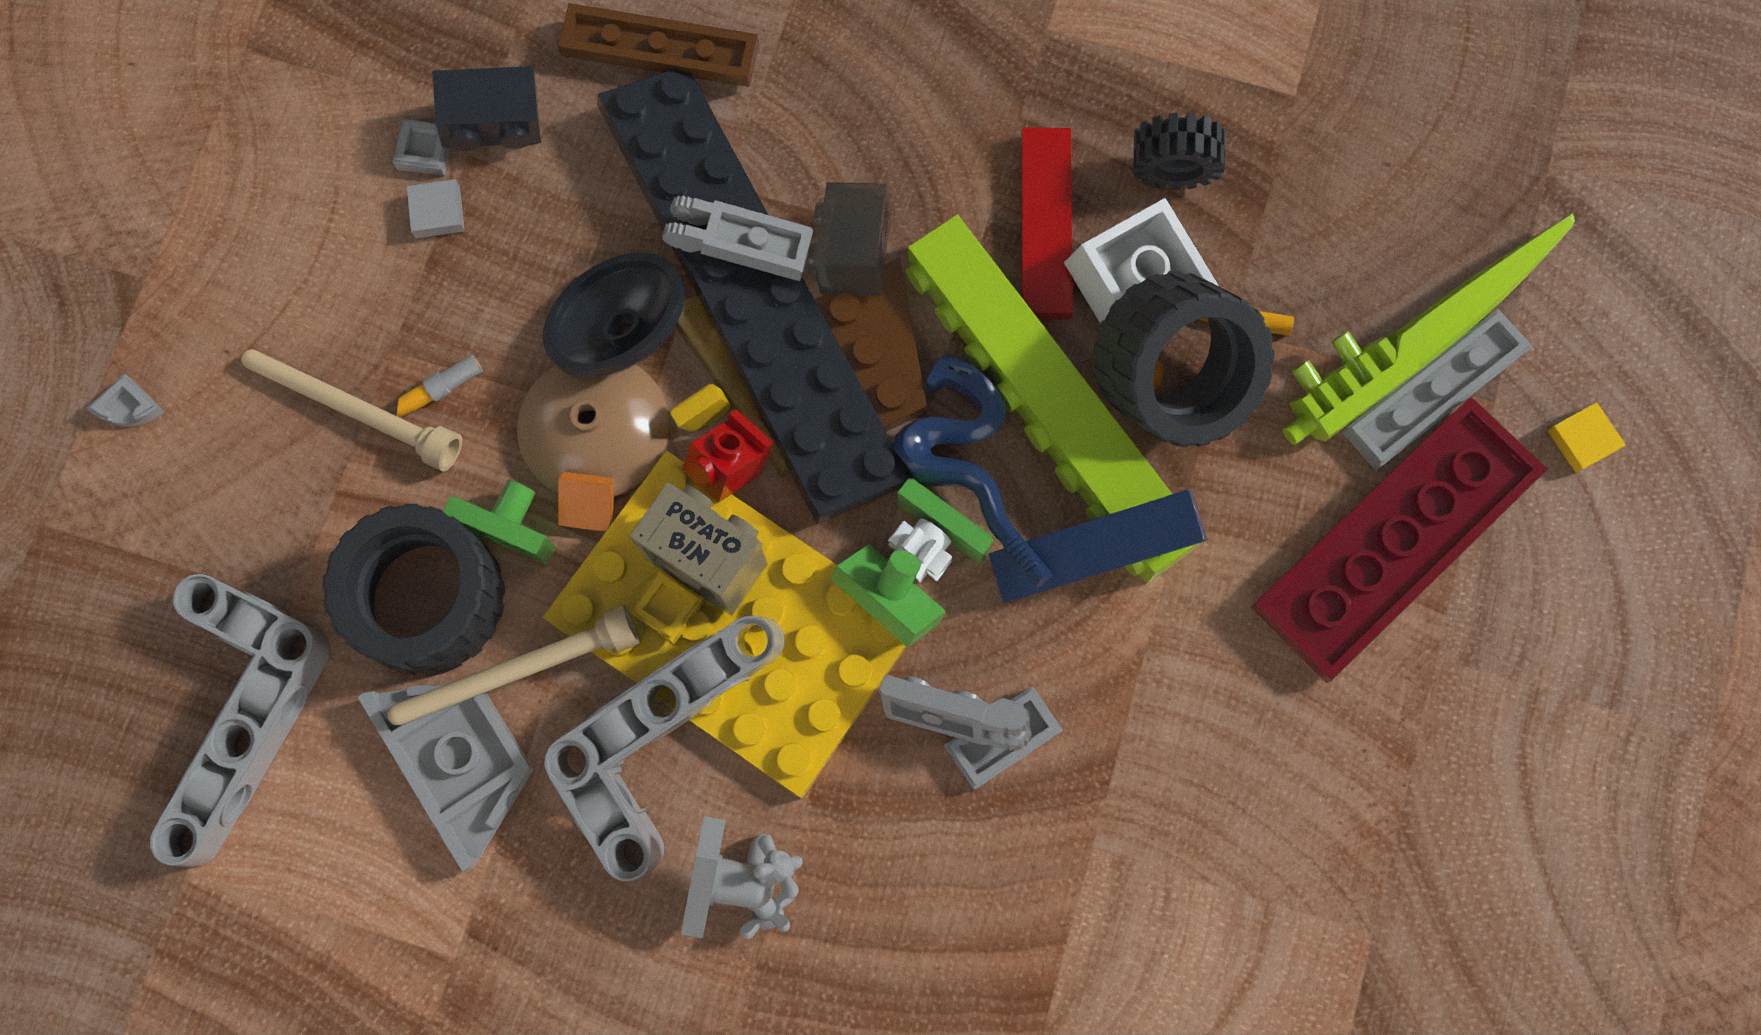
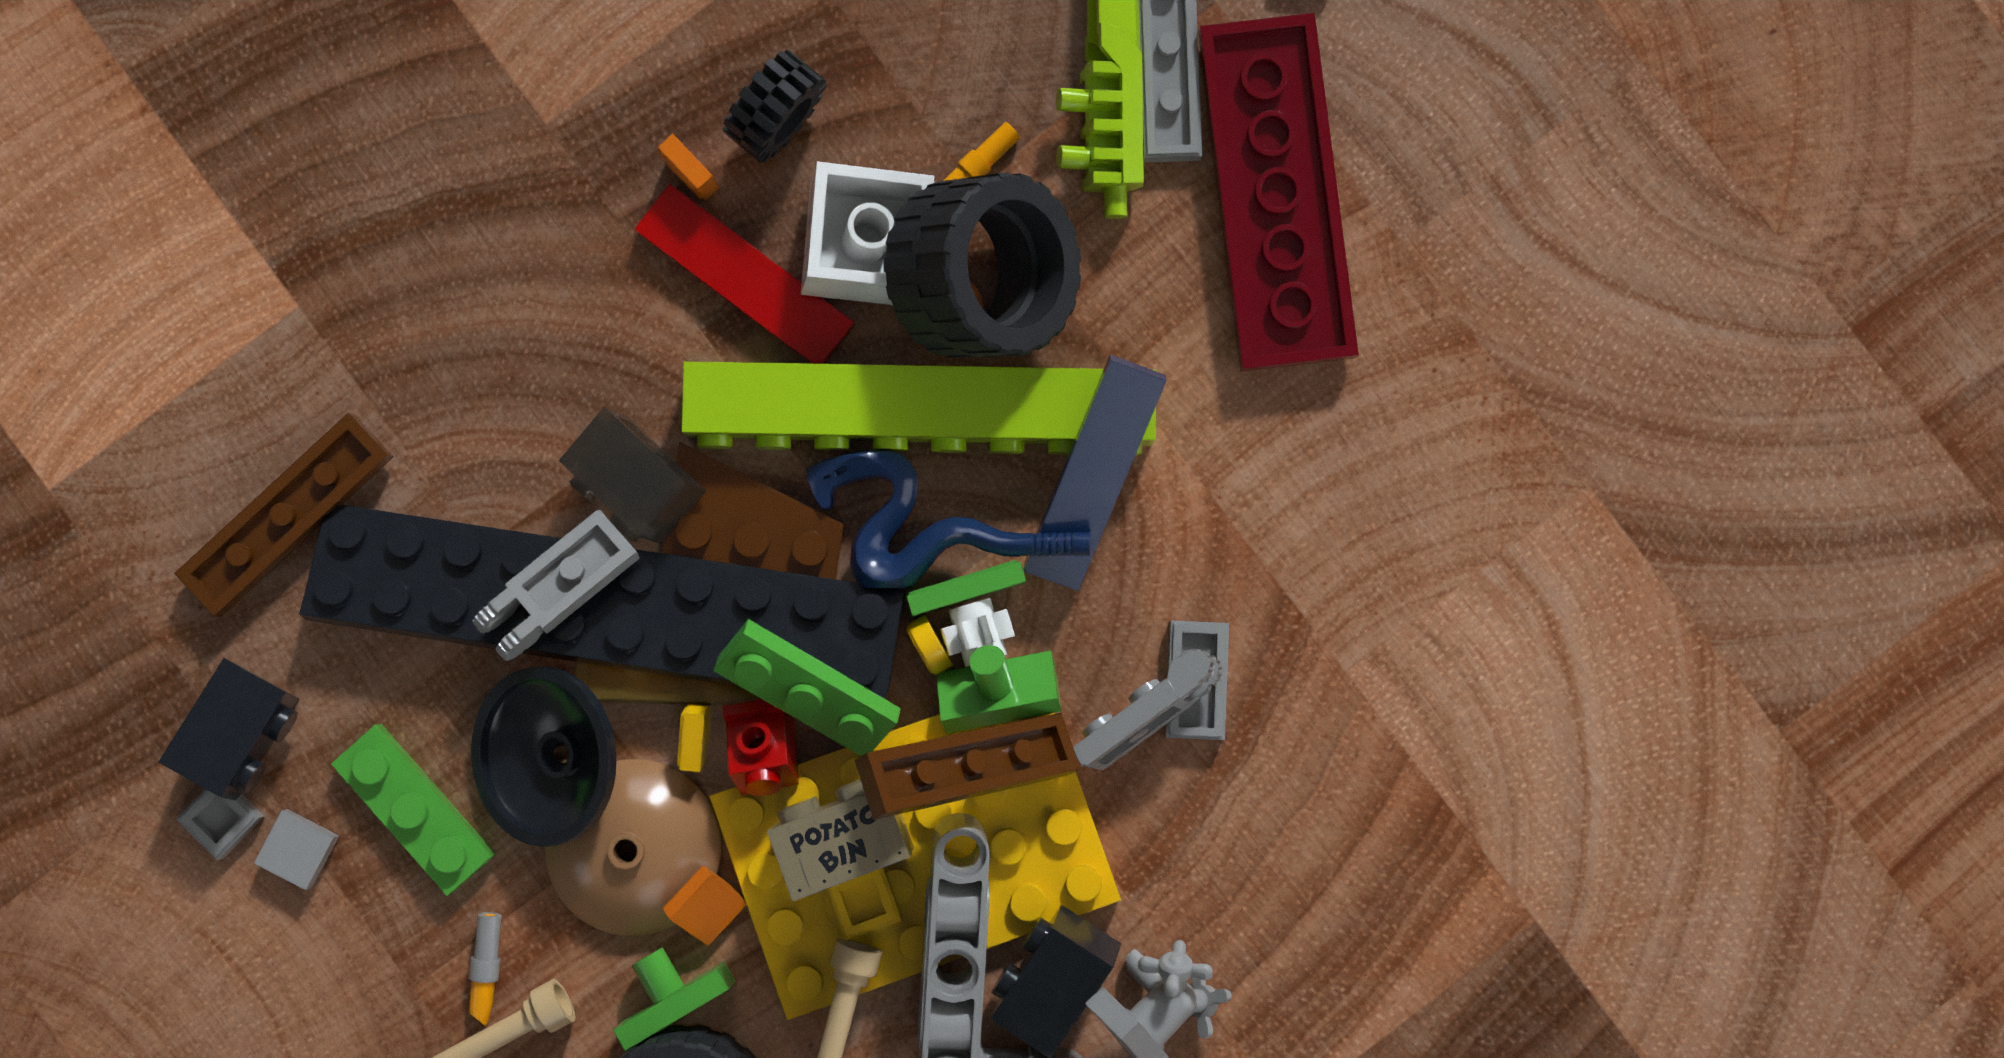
camera: 60 degrees left, 10 degrees up
(516, 265) = (413, 809): none -> bright green plate
(713, 784) = (1054, 981): none -> black brick
(791, 454) = (806, 689): none -> bright green plate
(818, 595) = (966, 765): none -> reddish brown plate
(884, 524) = (928, 645): none -> yellow tile
(1091, 130) = (687, 168): none -> orange tile

